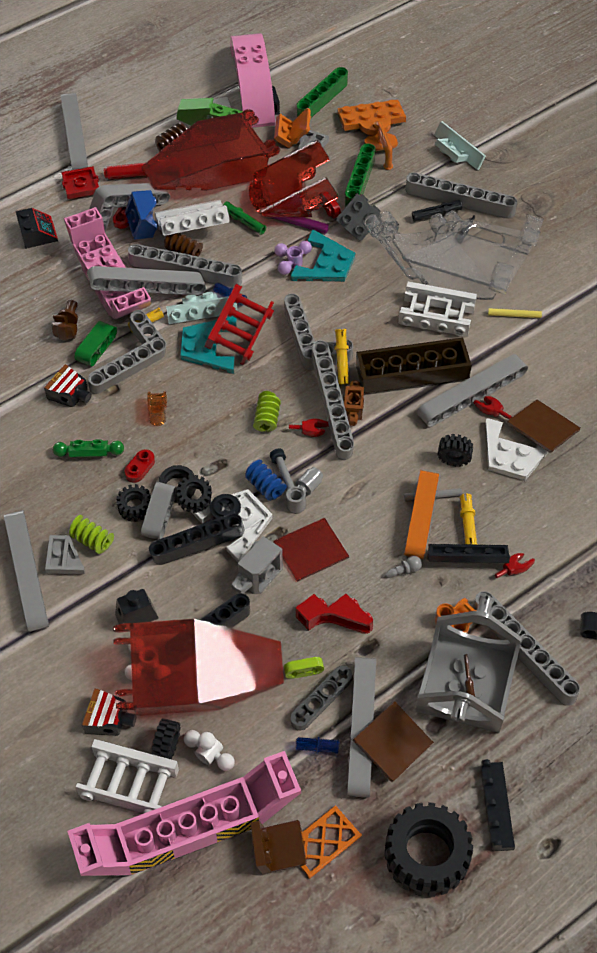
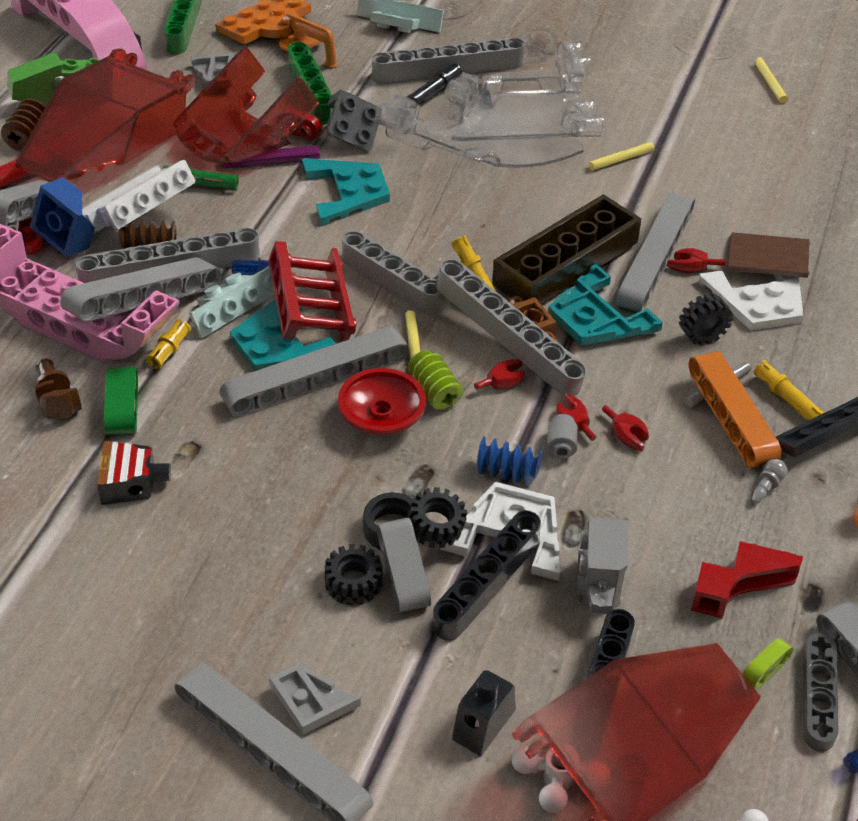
camera: 35 degrees left, 10 degrees down
(88, 448) = (224, 537): green plate -> none
(90, 534) = (330, 645): lime piece -> none
(132, 357) = (209, 369): light grey beam -> none
(140, 464) = (317, 520): red plate -> none
(157, 407) = (279, 441): clear orange piece -> none
(209, 374) = (312, 371): none -> light grey beam
(224, 410) = (381, 401): none -> red dish
(224, 500) = (480, 509): black gear -> none
(282, 377) = (412, 333): none -> light yellow bar
(290, 132) = (186, 56): orange bracket -> none
(294, 255) = (306, 194): lavender piece -> none
(295, 495) = (564, 460): light grey piece -> none
(311, 549) = (649, 514): clear red piece -> none
(330, 474) = (578, 413): none -> red hand
(352, 492) = (626, 426): none -> red hand
(392, 413) = (591, 318): none -> teal wing
(439, 298) = (516, 199): white fence -> none

